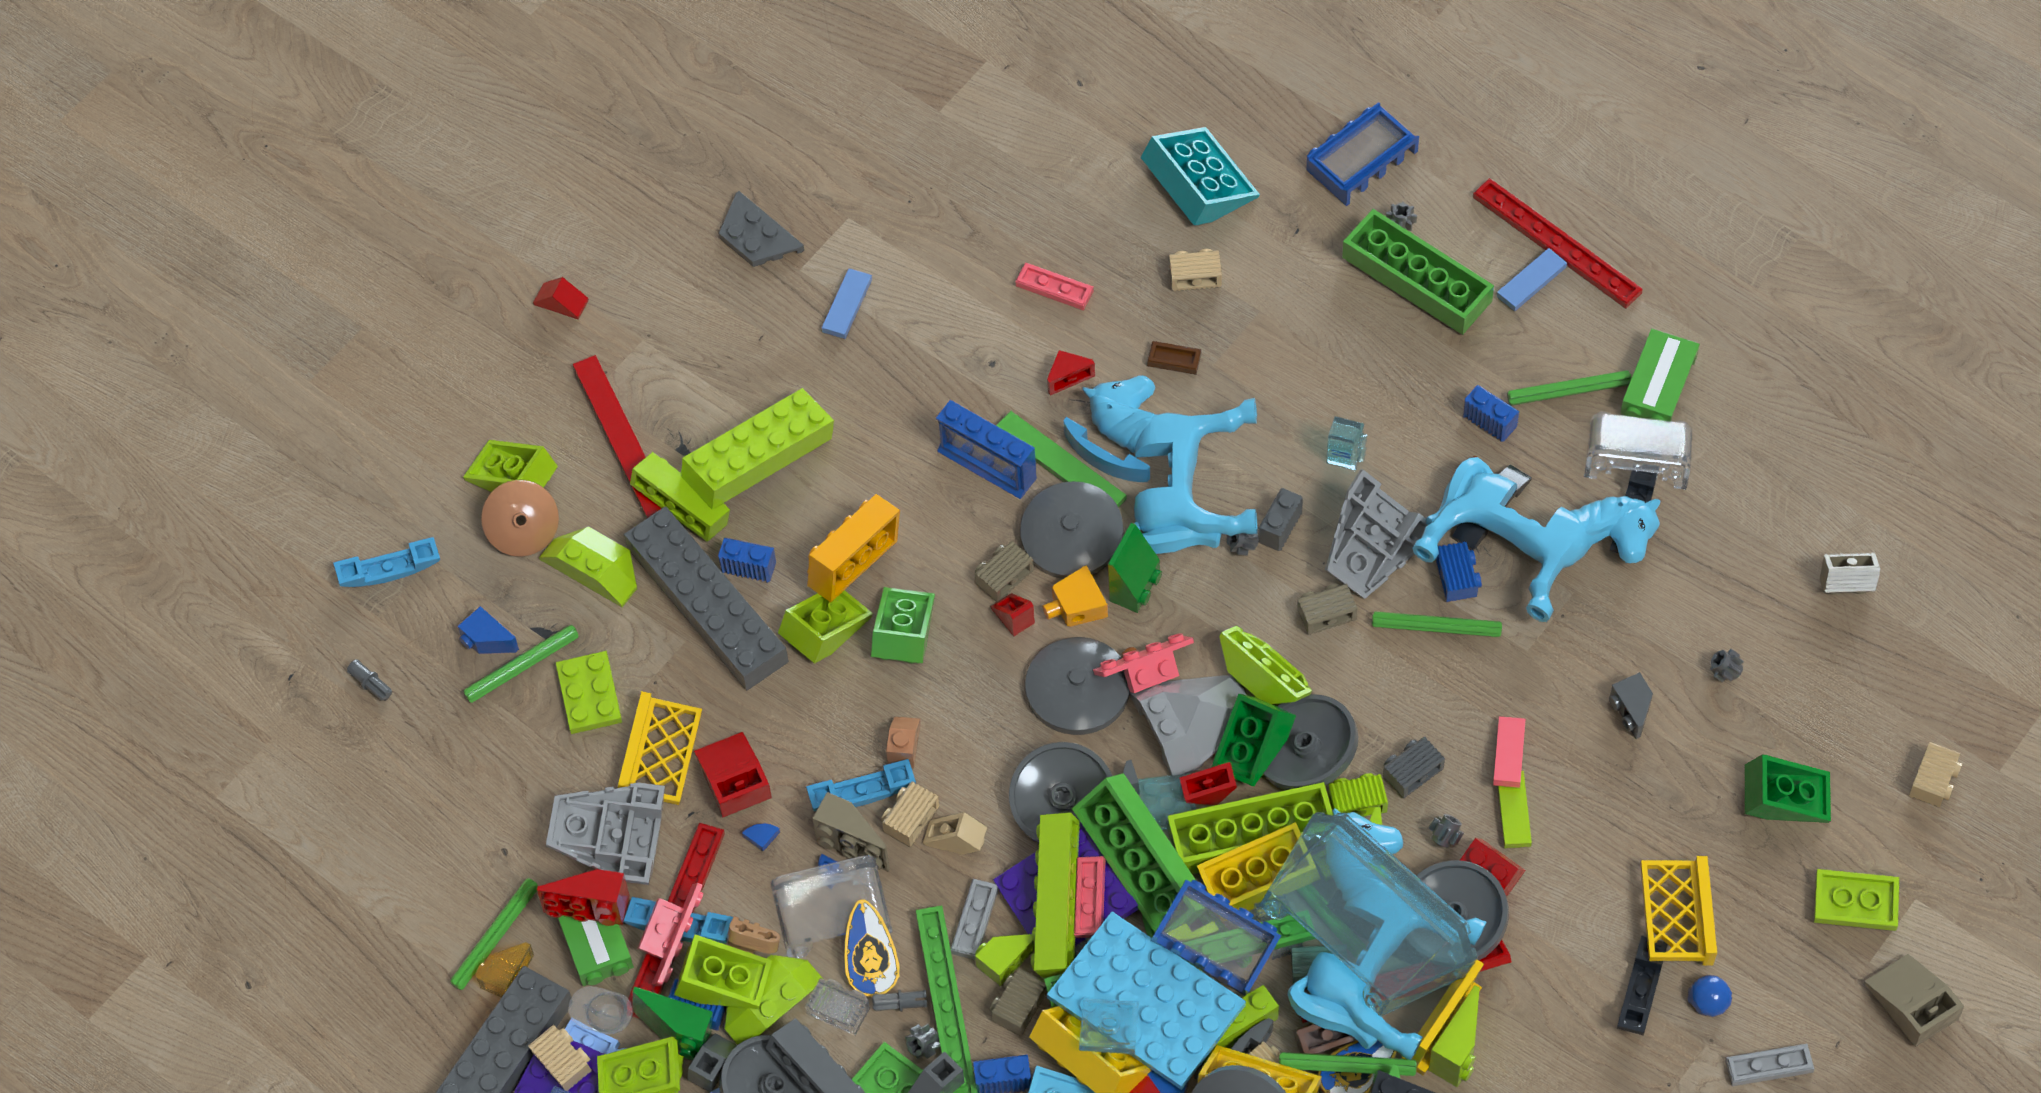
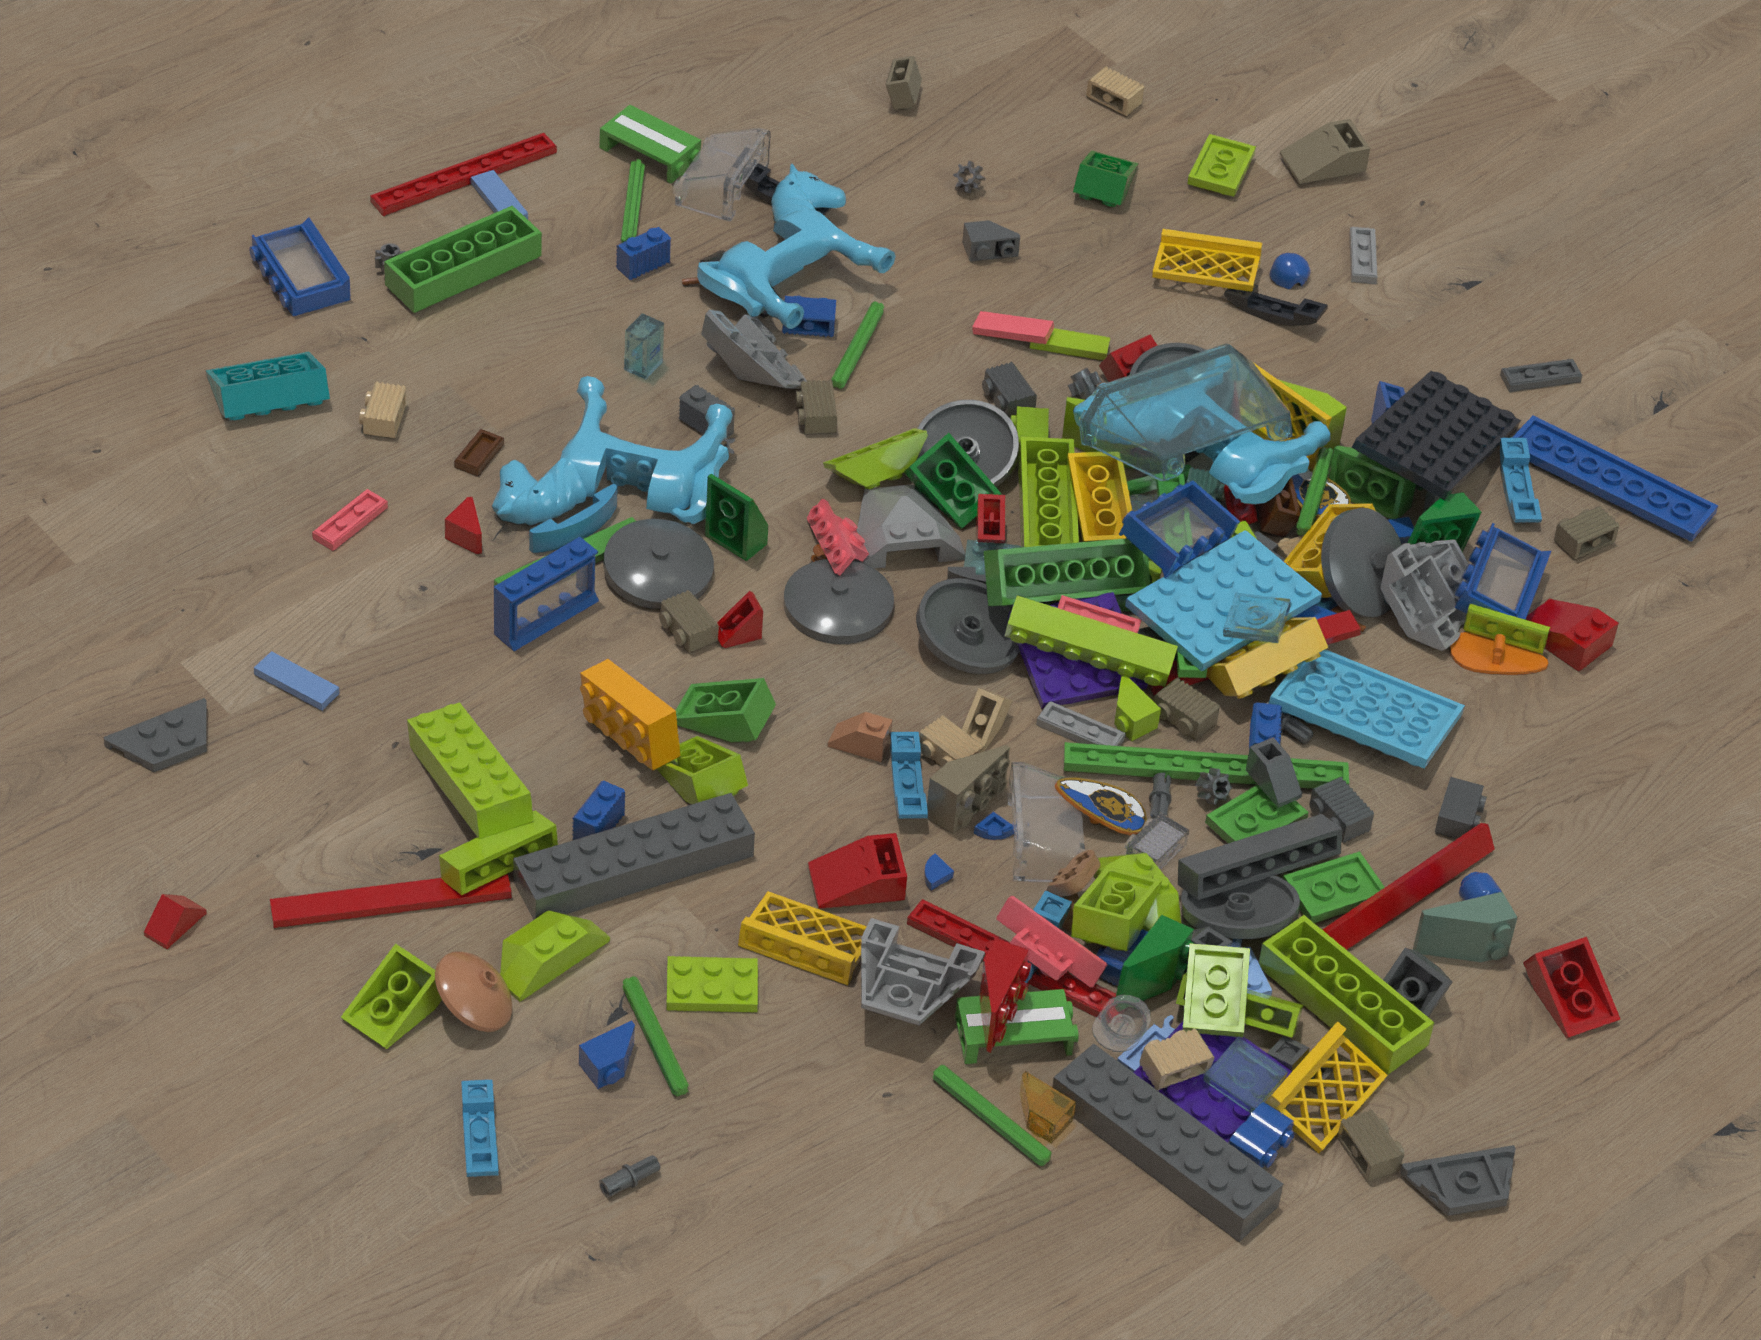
camera: 85 degrees left, 15 degrees down
(1077, 599) = (740, 572): light orange torso -> none

